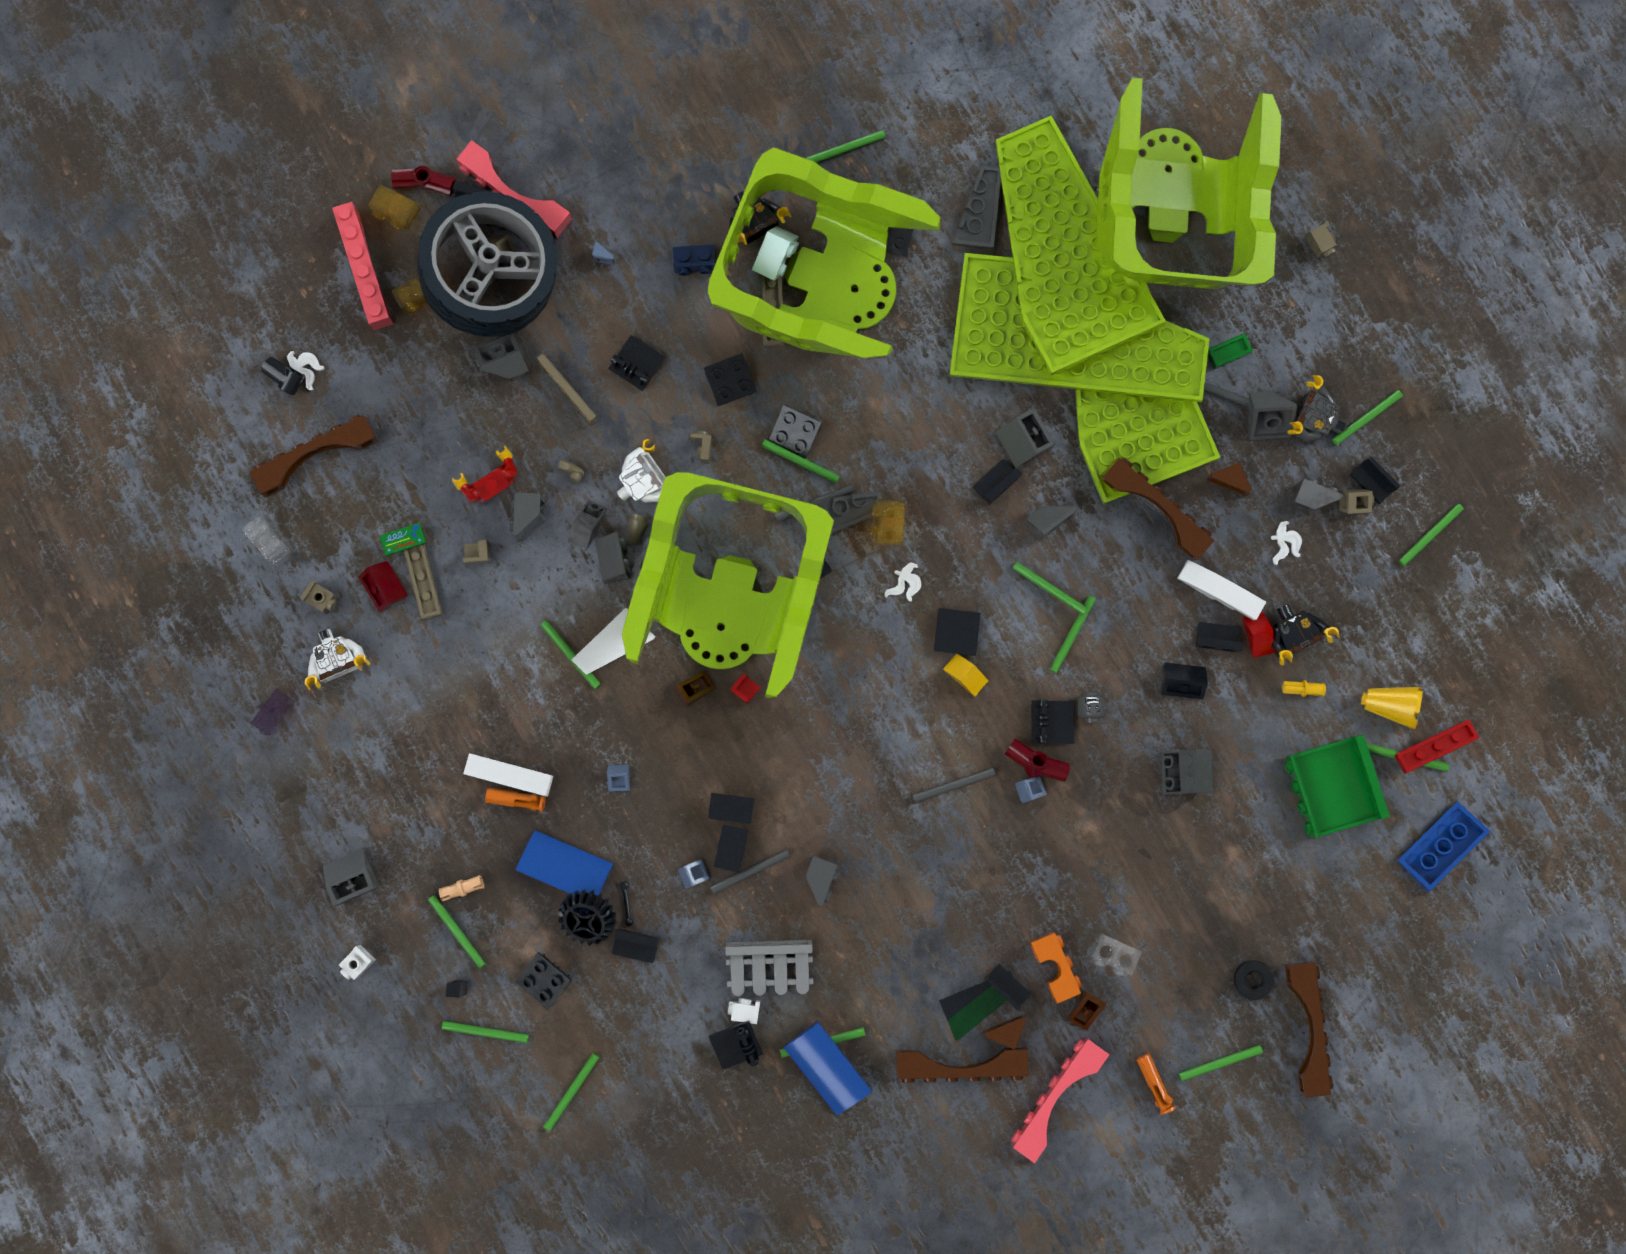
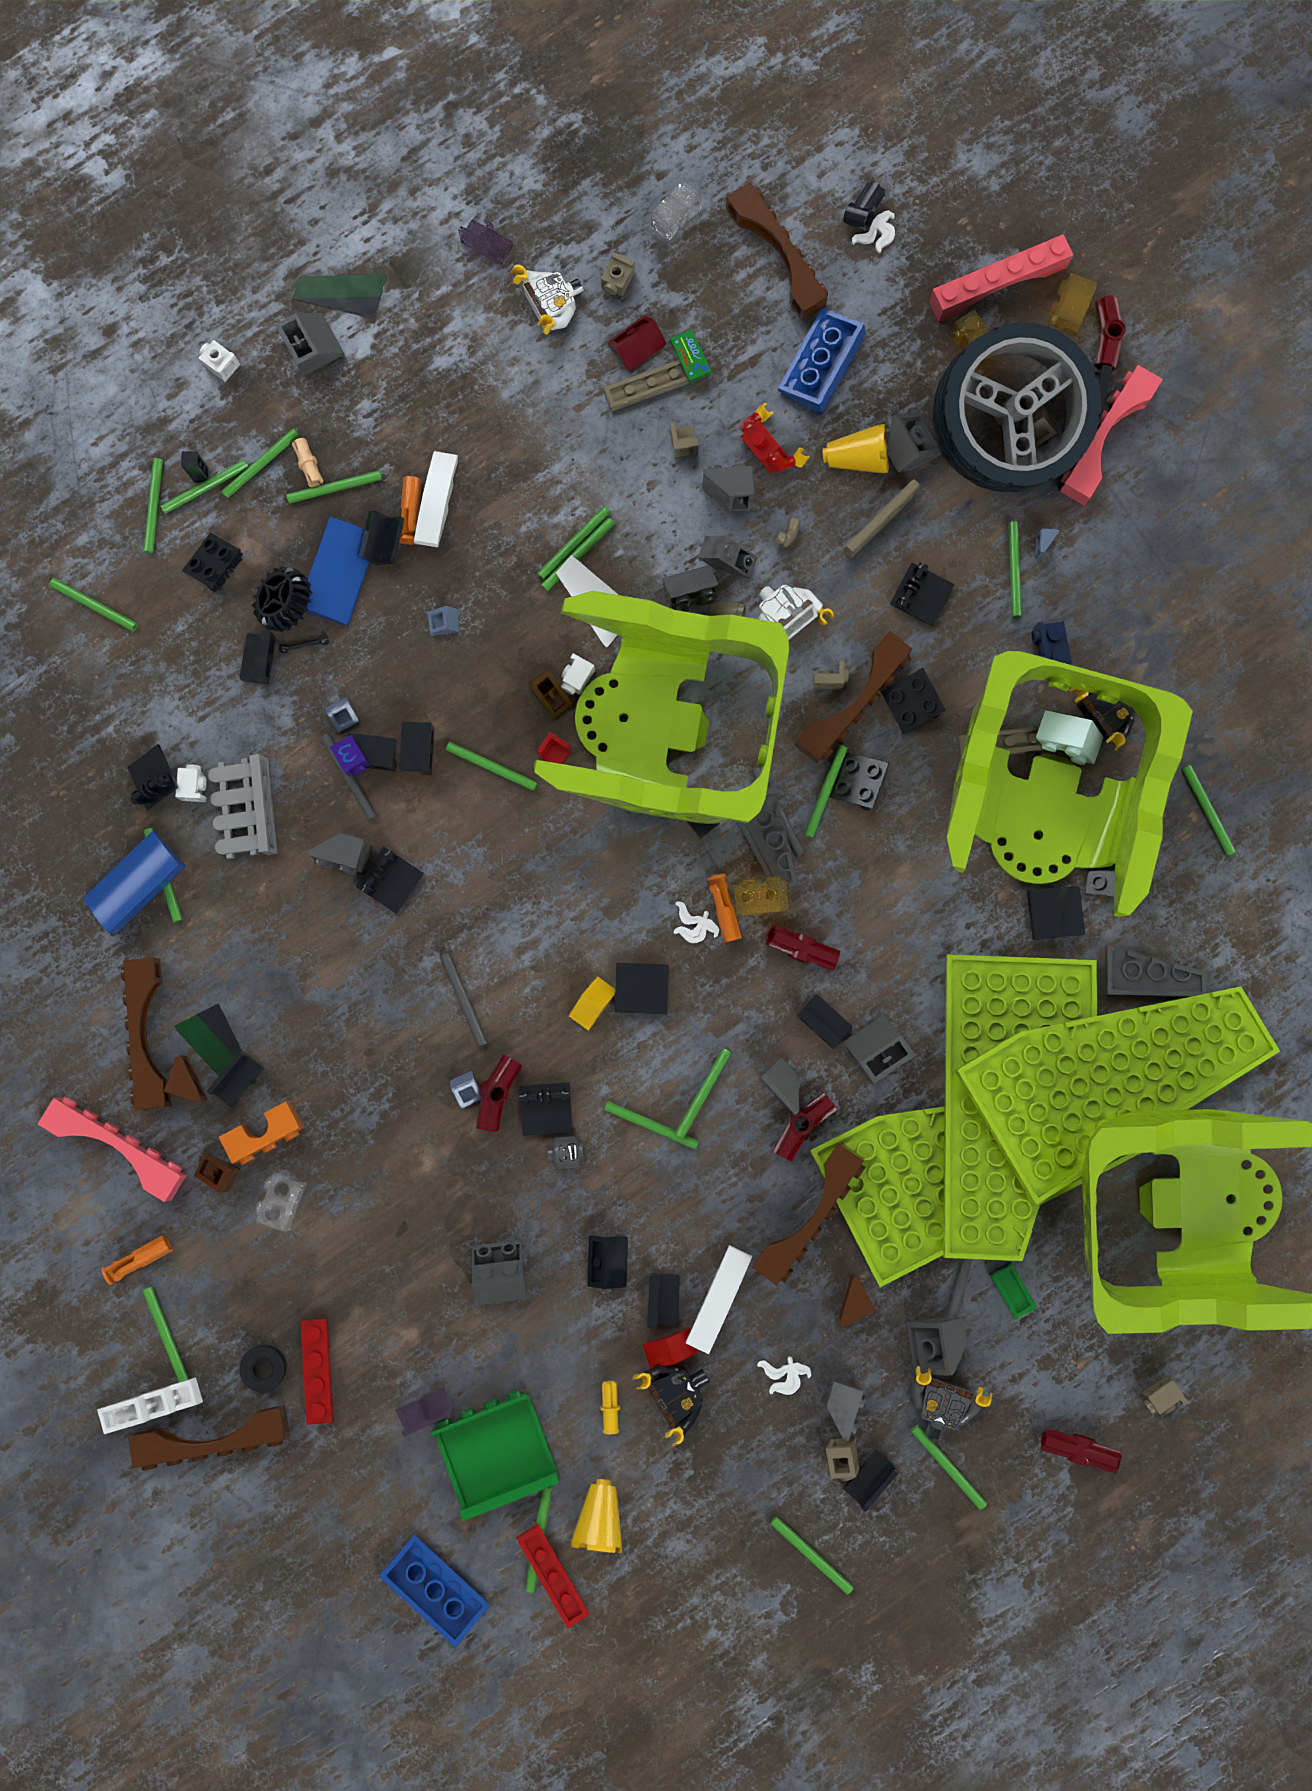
camera: 90 degrees right, 0 degrees up
(304, 844) = (343, 292): none -> dark green sticker
(417, 426) = (822, 360): none -> blue slope
(472, 983) = (204, 486): none -> bright green piece
(485, 864) = (334, 486): none -> bright green piece
(506, 402) = (859, 451): none -> yellow cone
(539, 825) = (381, 538): none -> black panel
(559, 657) = (574, 542): none -> bright green piece
(628, 283) = (1014, 569): none -> bright green bar
(680, 663) = (577, 675): none -> white brick
(693, 399) = (821, 735): none -> reddish brown arch
(737, 864) = (350, 756): none -> dark purple brick
(752, 745) = (491, 766): none -> bright green bar
(844, 841) = (389, 880): none -> black hinge
(895, 555) = (724, 908): none -> orange piece
(921, 281) = (1056, 912): none -> black slope
(934, 492) = (802, 947): none -> dark red piece
(1093, 517) = (814, 1113): none -> dark red piece
(1258, 934) = (317, 1371): none -> red plate
(1279, 1079) = (149, 1405): none -> white slope
(1298, 844) = (424, 1411): none -> clear purple panel
(1360, 310) = (1081, 1450): none -> dark red piece

